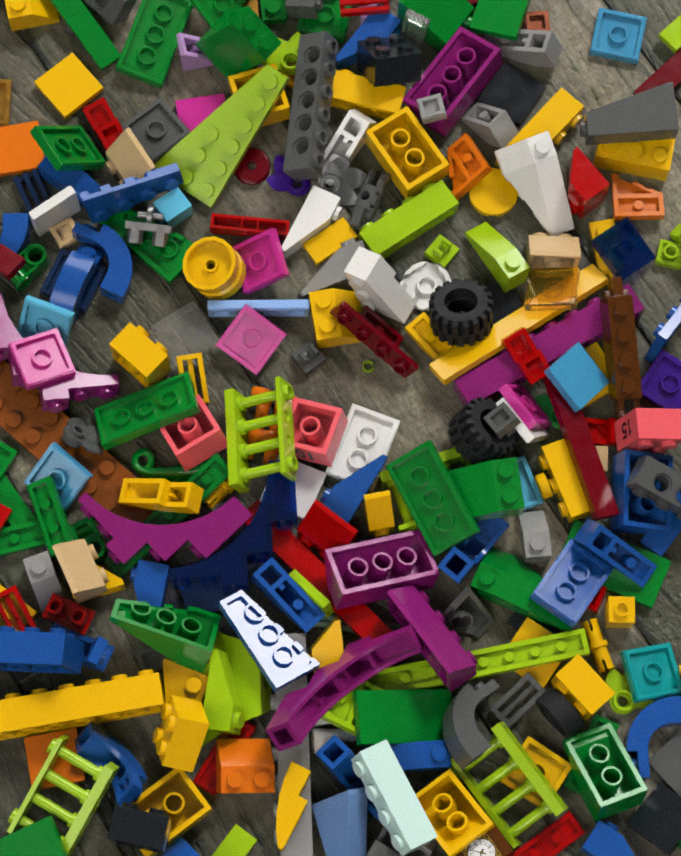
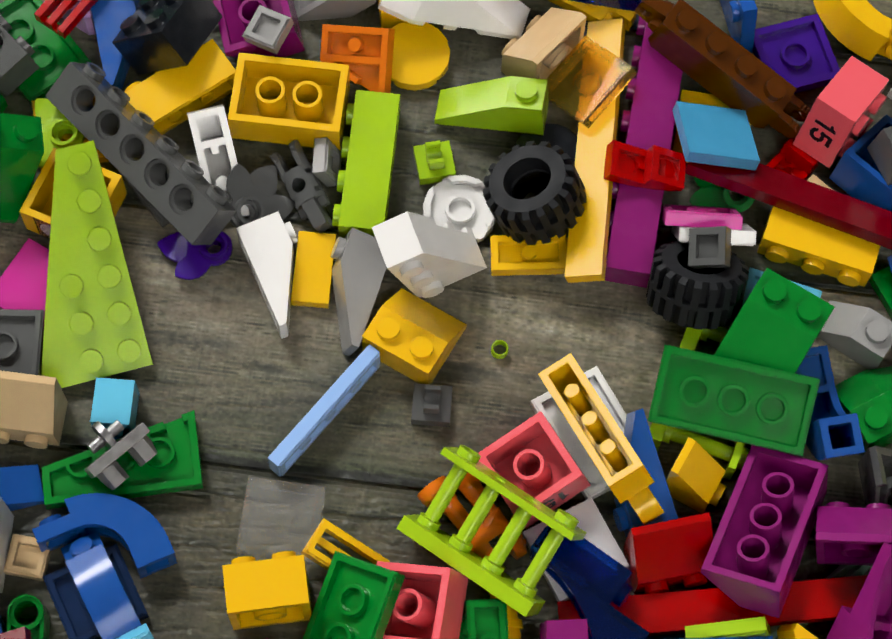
camera: 50 degrees left, 5 degrees down
(131, 192) = (57, 428): blue wing -> none
(214, 268) = (215, 407): yellow wheel -> none
(246, 225) = (217, 340): red piece -> none
(251, 339) = (357, 449): dark pink tile -> none
(257, 175) = (161, 279): dark red piece -> none
(263, 260) = (271, 361): dark pink tile -> none
(353, 448) = (601, 437): none -> yellow hinge
(377, 335) = (479, 307): dark red bracket -> none
(391, 197) = (326, 161): none -> light grey tile
(543, 486) = (805, 274): yellow tile -> none

